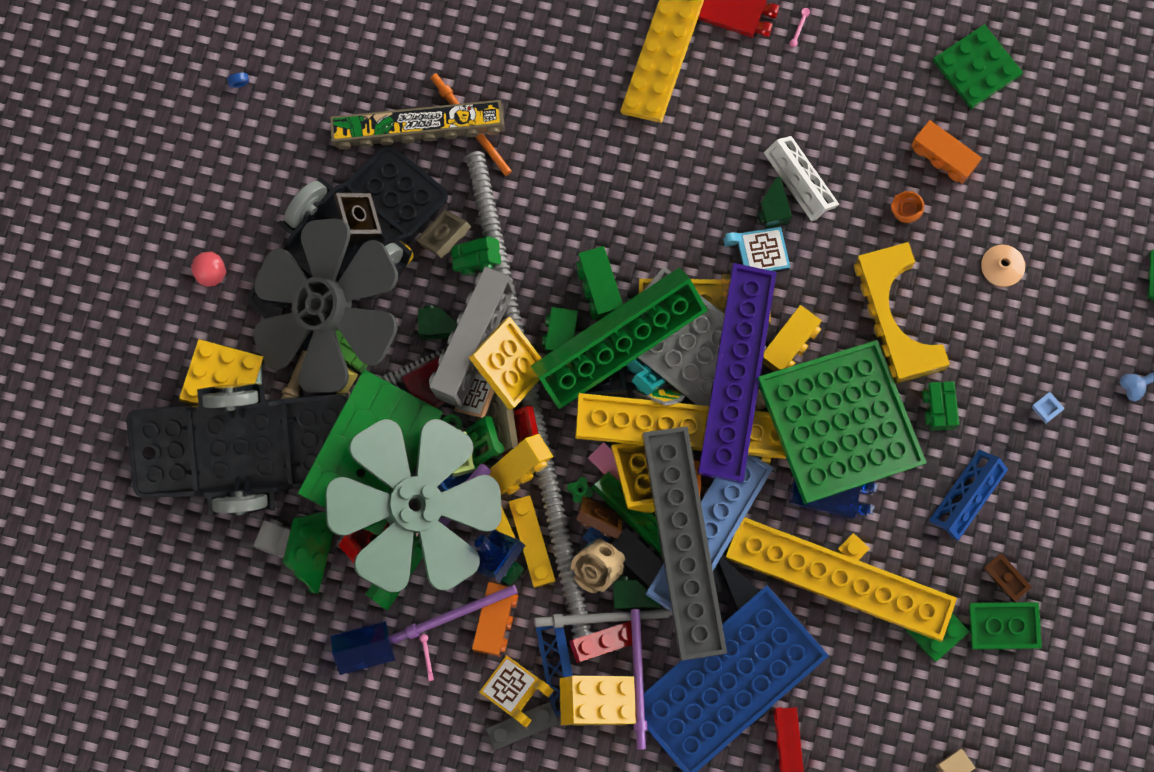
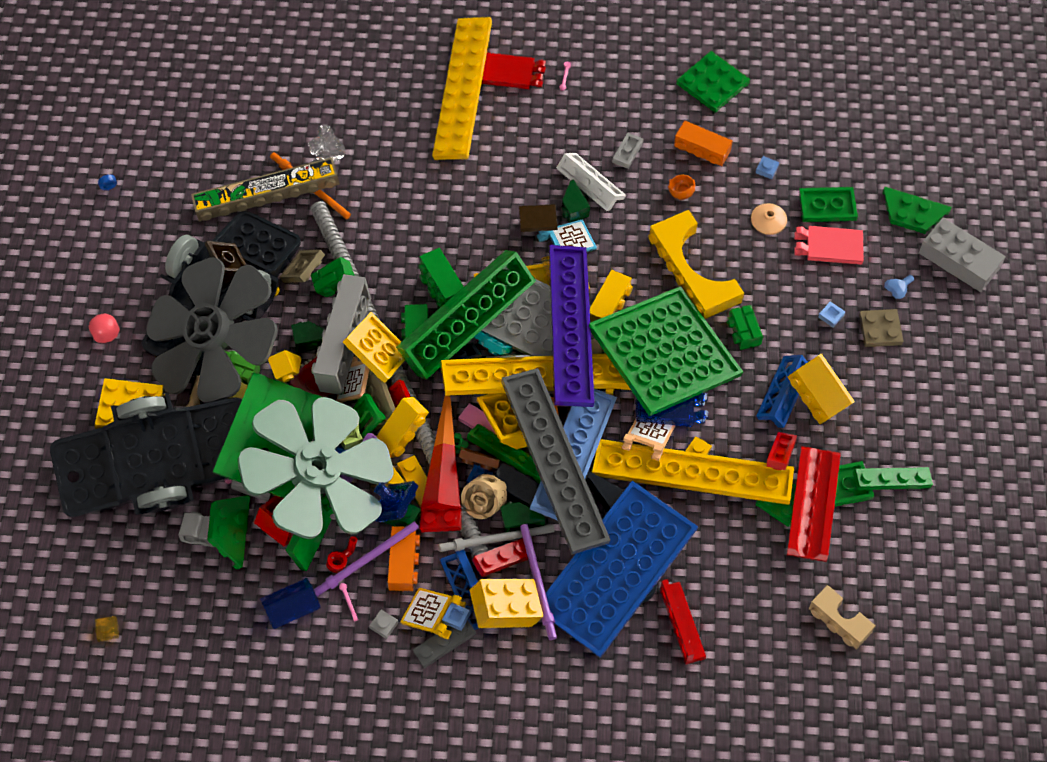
camera: 15 degrees left, 15 degrees down
(162, 636) = (107, 628): none -> clear yellow plate
(402, 366) = (285, 365): none -> yellow slope
(426, 604) = (341, 557): none -> red plate
(460, 691) = (383, 624): none -> light grey plate
(496, 81) = (326, 145): none -> clear head
(539, 705) = (456, 616): none -> medium blue plate
(550, 556) = (441, 499): none -> red plate
(727, 224) = (537, 218): none -> dark brown slope
(801, 523) = (649, 434): none -> flag
(853, 145) = (627, 150): none -> light grey plate
(947, 575) = (781, 451): none -> red plate
(969, 646) = (813, 504): none -> red plate
(1007, 577) = (826, 441): reddish brown plate -> none
(1009, 508) = (820, 389): none -> yellow slope
(1016, 197) = (767, 167): none -> medium blue plate
(1068, 630) = (892, 478): none -> plate
(1069, 314) = (830, 244): none -> coral tile
(1078, 261) = (828, 204): none -> green plate
(1102, 434) = (881, 328): none -> dark tan plate

